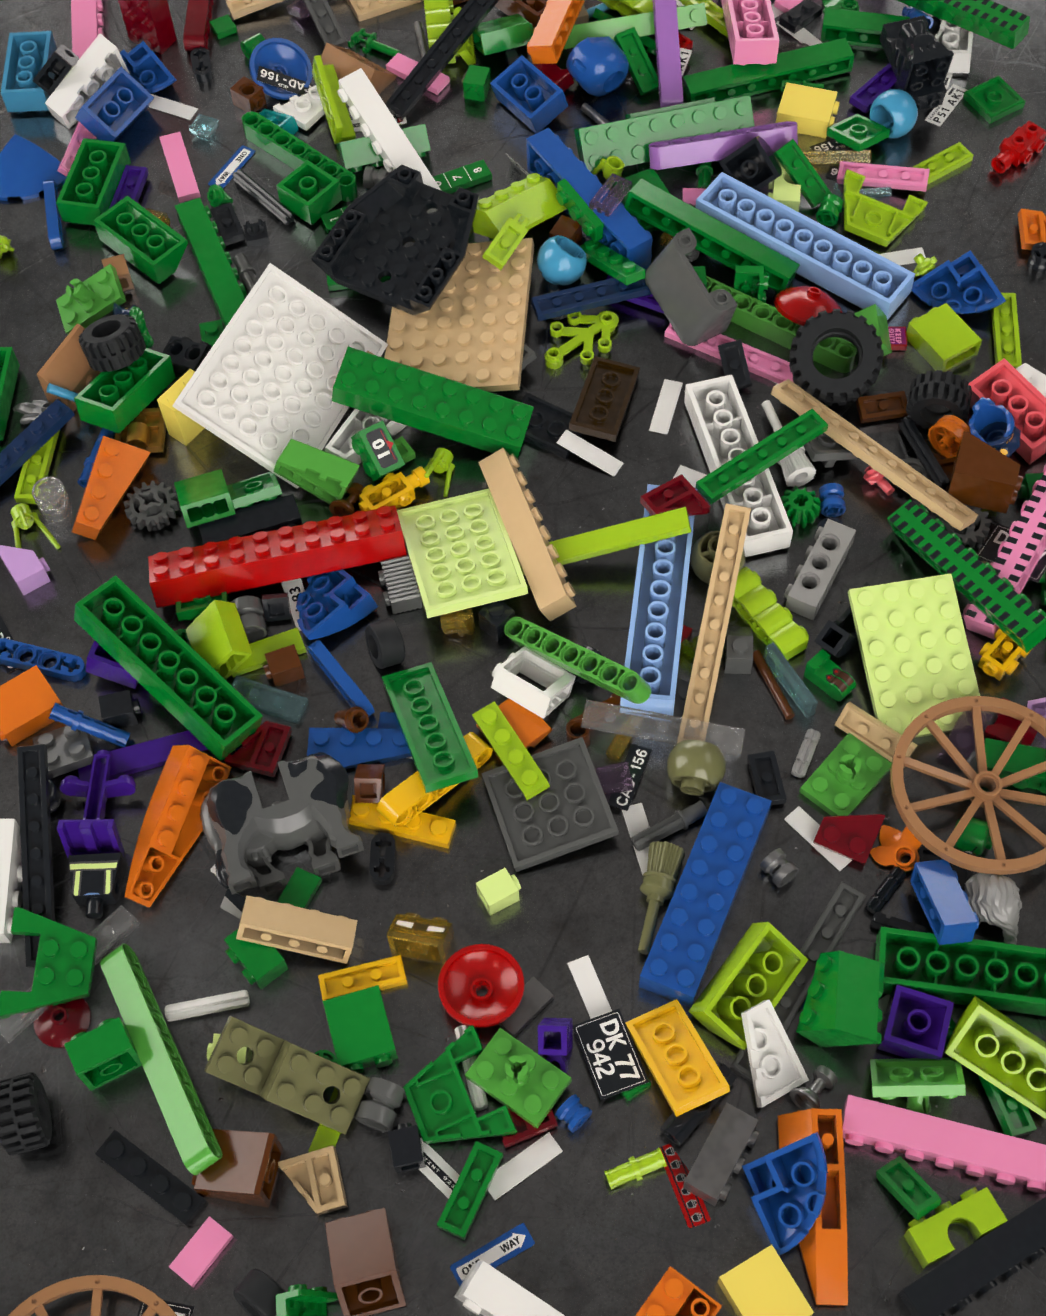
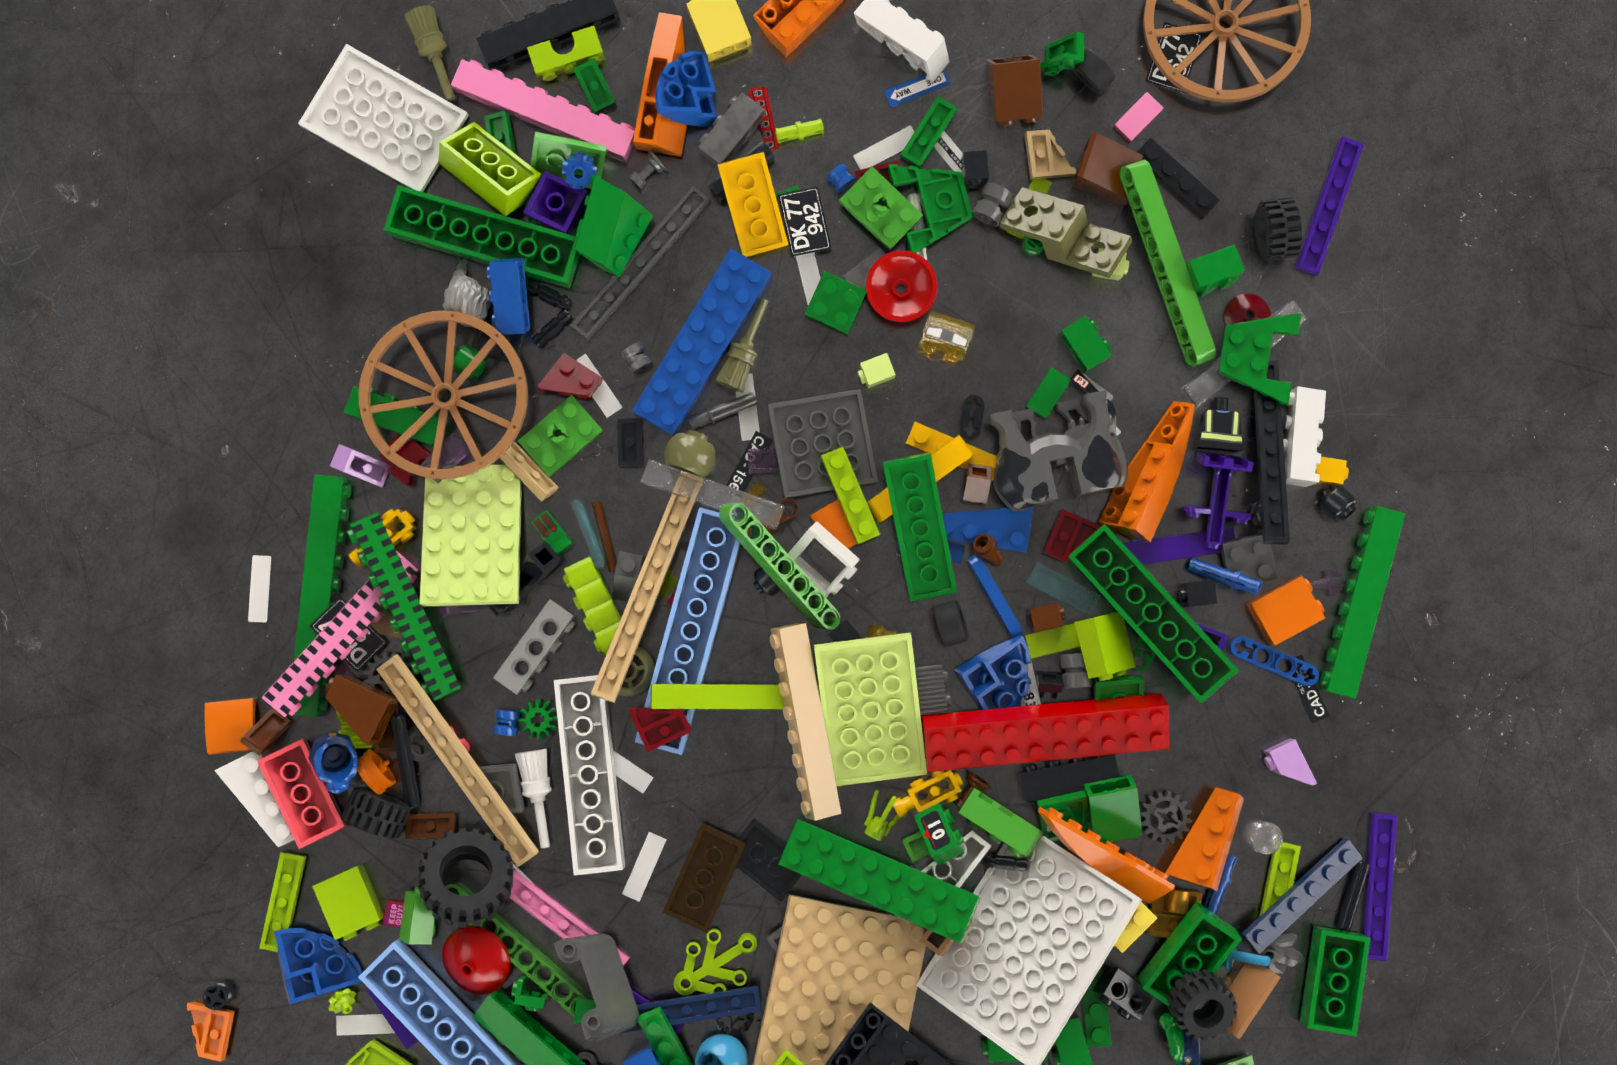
camera: 175 degrees left, 25 degrees up
(23, 519) = (1292, 821): lime plant -> none
(207, 452) = (1123, 869): none -> orange wedge
(207, 1005) = (1127, 308): white axle -> none
(297, 929) = (1050, 353): tan brick -> none
(313, 441) = (1006, 862): none -> black axle
(360, 1030) = (1003, 267): green brick -> none
(383, 972) = (999, 313): yellow tile -> none
(555, 1039) = (846, 236): dark purple brick -> none
(557, 963) = (835, 302): none -> green plate
(590, 453) = (729, 817): white sticker -> none
(735, 363) = (566, 898): black plate -> none
(755, 971) = (683, 259): lime slope -> none
(761, 456) = (565, 764): green plate -> none
(770, 1054) = (678, 198): white wing -> none
(805, 753) = (590, 463): light grey axle -> none
(895, 846) = (534, 366): orange plate -> none
(898, 1055) = (579, 161): none -> blue brick

